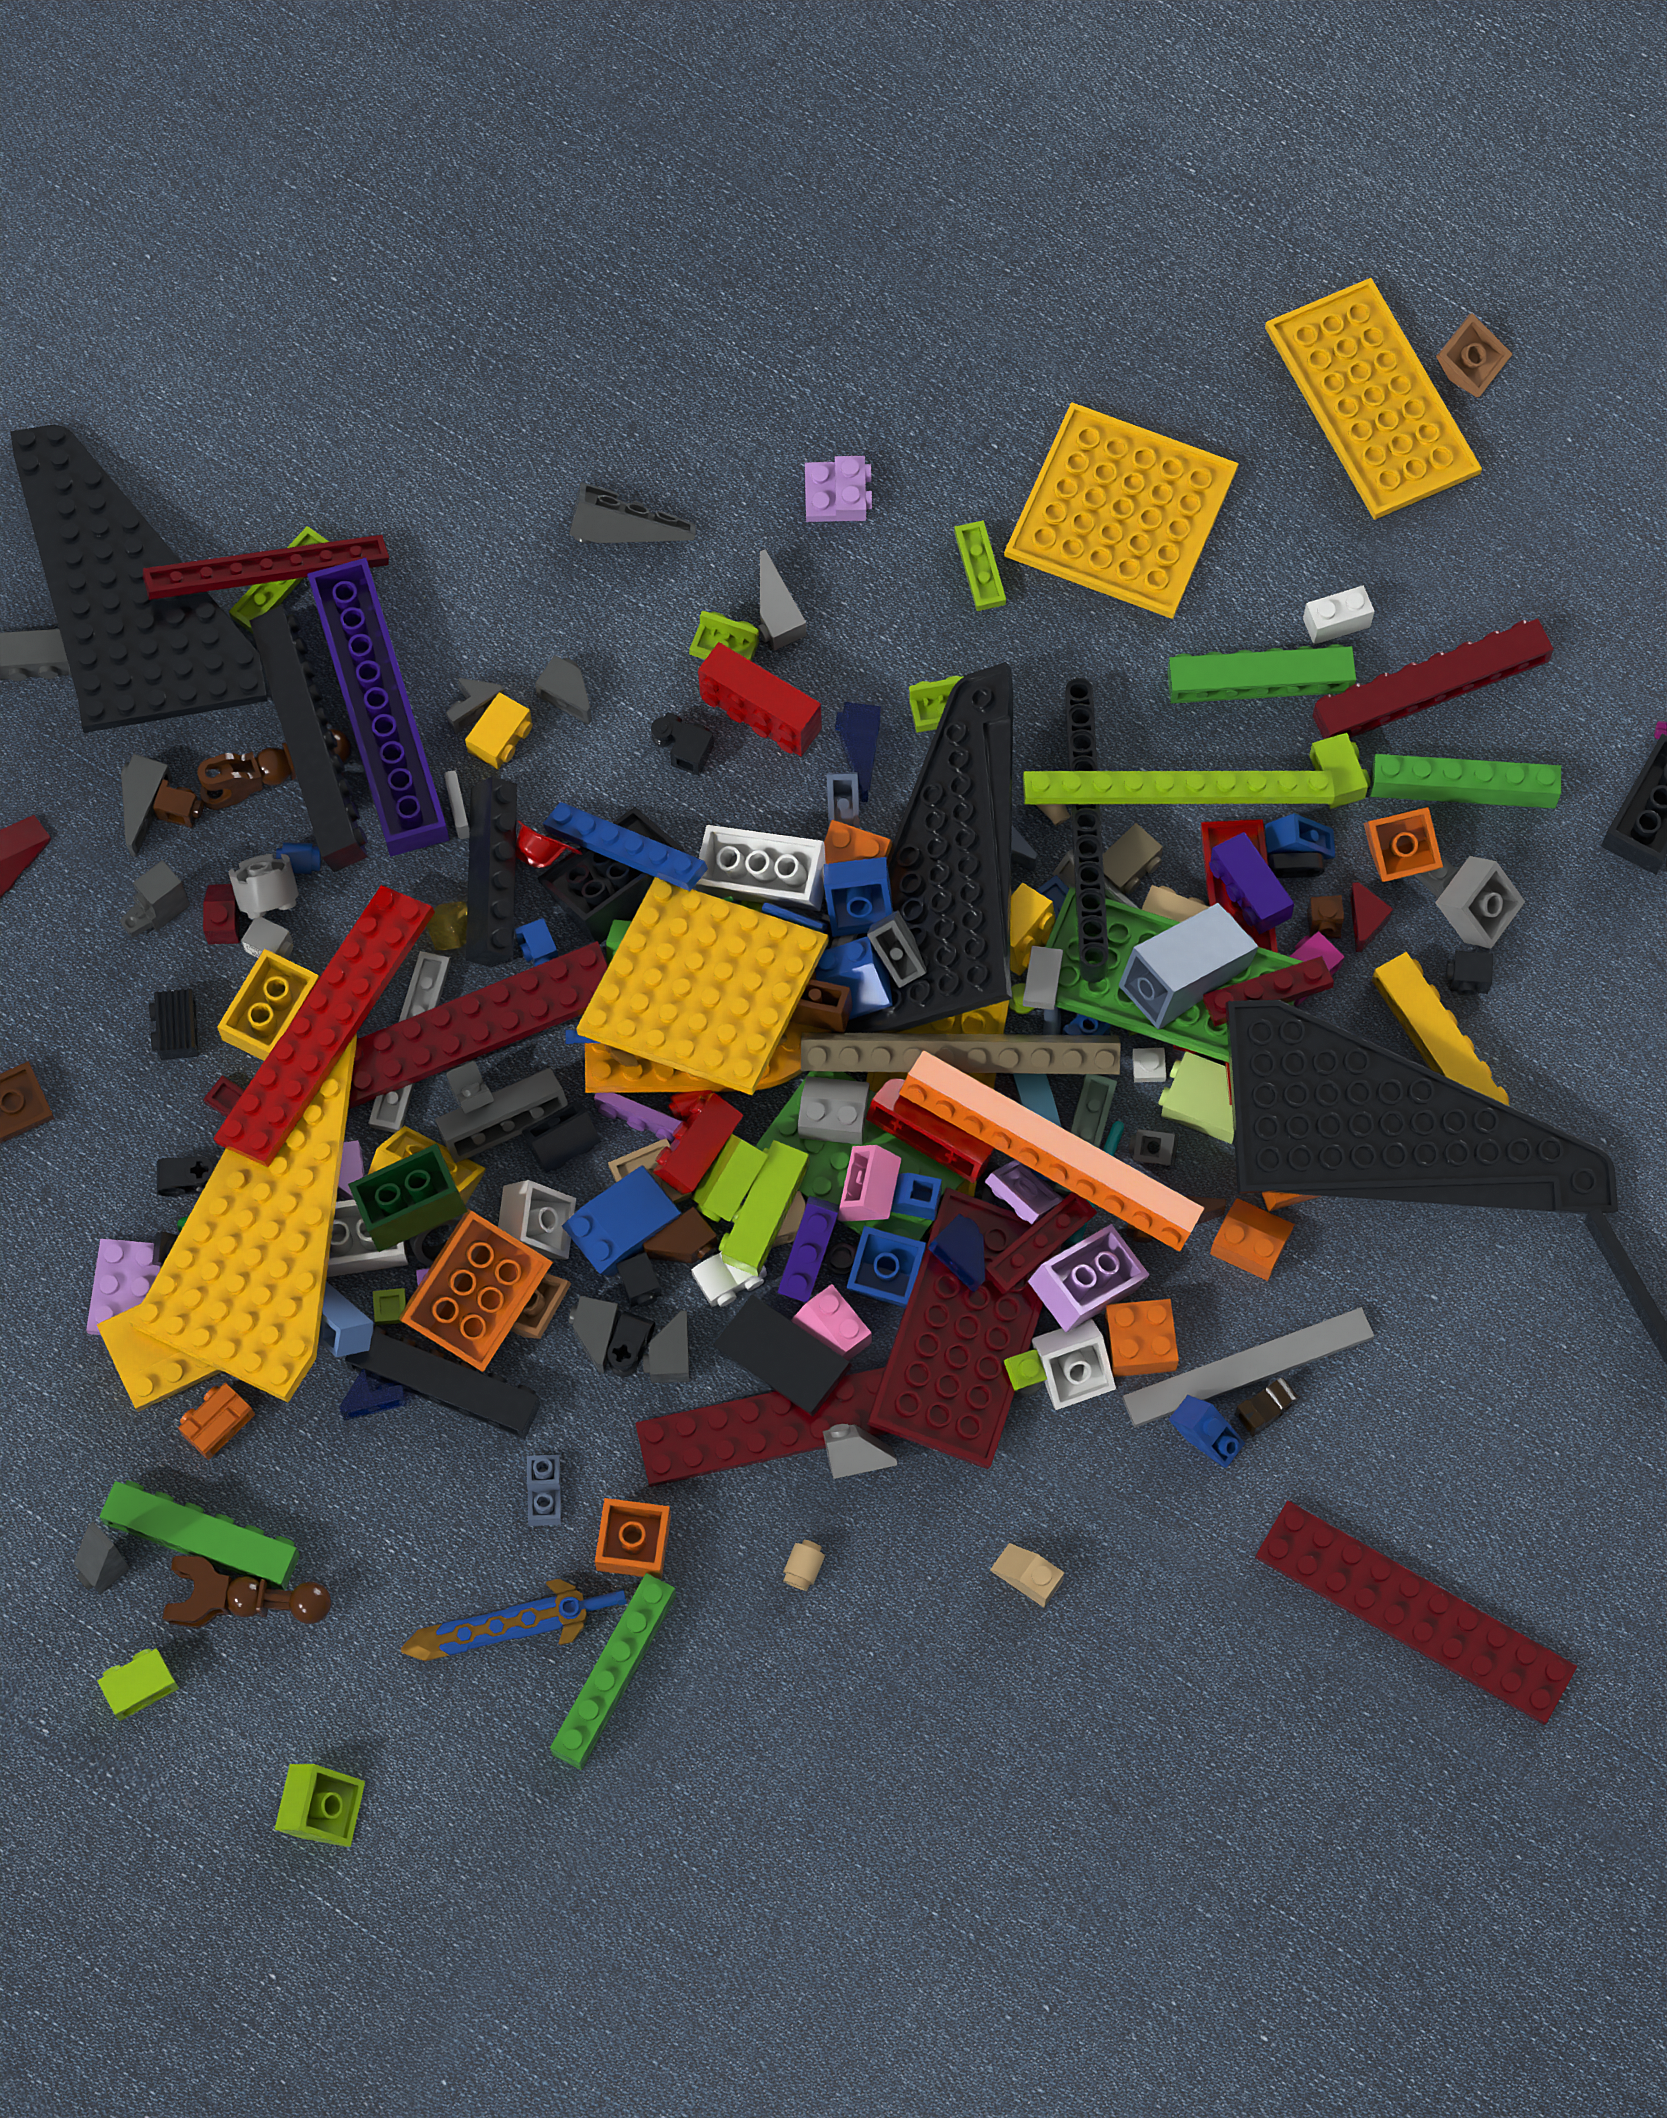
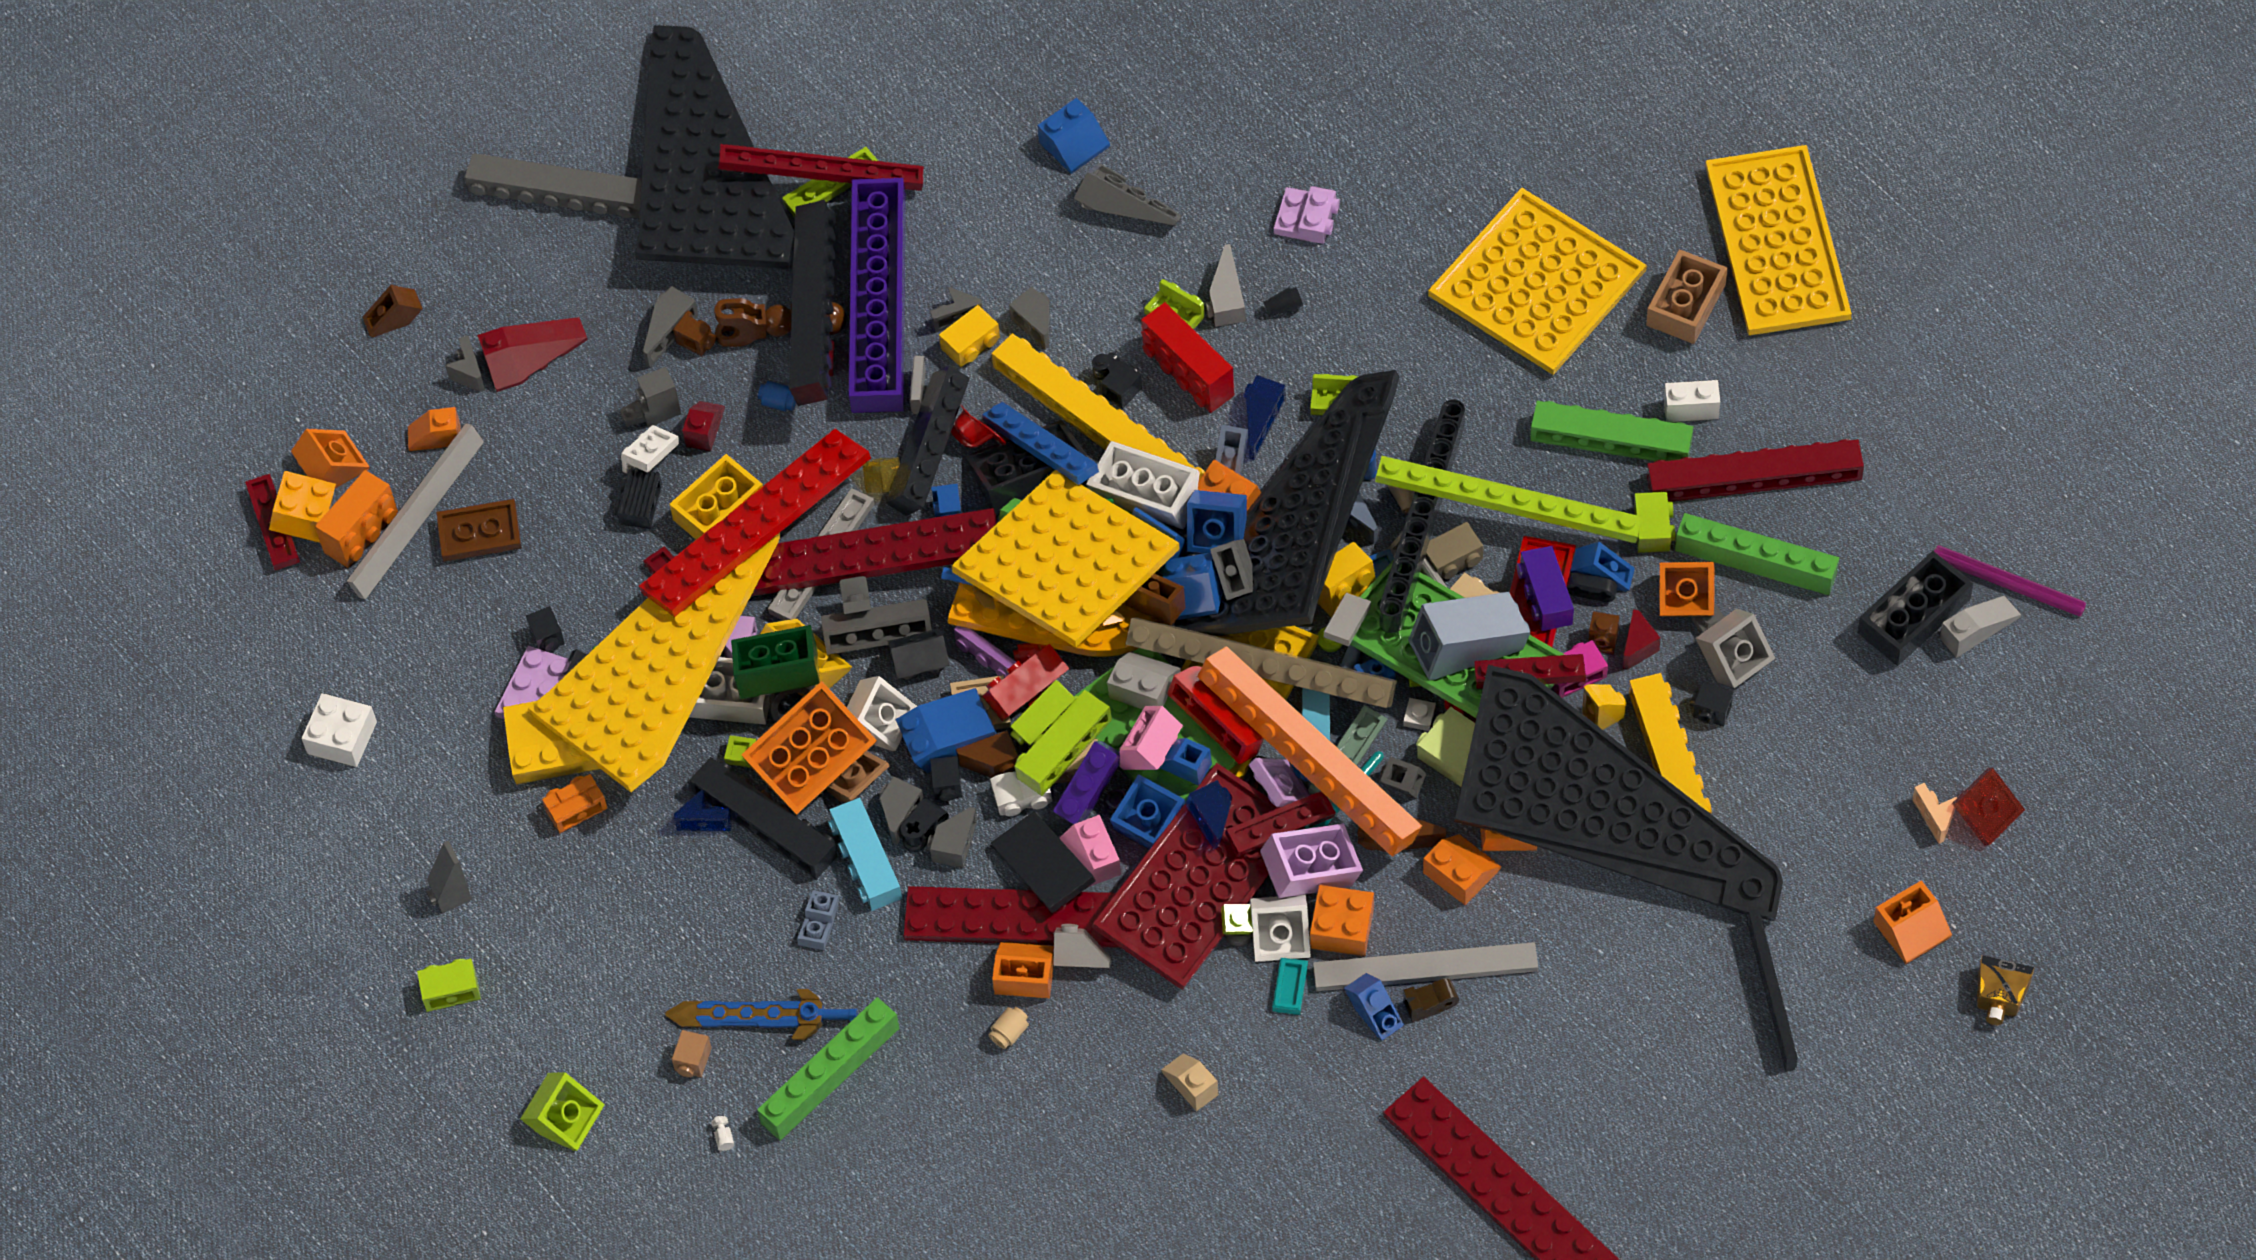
camera: 20 degrees right, 10 degrees down
(115, 1215) = (545, 629): none -> black brick
(170, 963) = (648, 449): none -> white bracket
(181, 1175) = (606, 612): black piece -> none
(200, 1535) = (534, 886): bright green brick -> none
(243, 1597) = (535, 934): reddish brown piece -> none
(264, 885) = (742, 407): light grey brick -> none
(267, 935) = (734, 447): light grey brick -> none
(343, 1326) = (695, 749): medium blue slope -> none
(448, 1695) = (691, 1054): none -> medium nougat brick
(515, 1783) = (723, 1134): none -> white piece
(542, 457) = (1072, 136): none -> blue slope
(574, 1396) = (865, 854): none -> medium azure brick
(632, 1538) = (876, 970): orange brick -> none
(653, 786) = (1075, 401): none -> yellow brick
(800, 1489) = (1023, 970): none -> orange slope
(845, 602) = (1284, 301): none -> black cone
(980, 565) = (1405, 297): lime plate -> none
(1104, 1429) = (1290, 986): none -> teal tile
(1296, 491) = (1686, 296): none -> medium nougat brick
(1352, 1006) = (1603, 705): none -> yellow slope
(1473, 356) = (1873, 225): medium nougat slope -> none

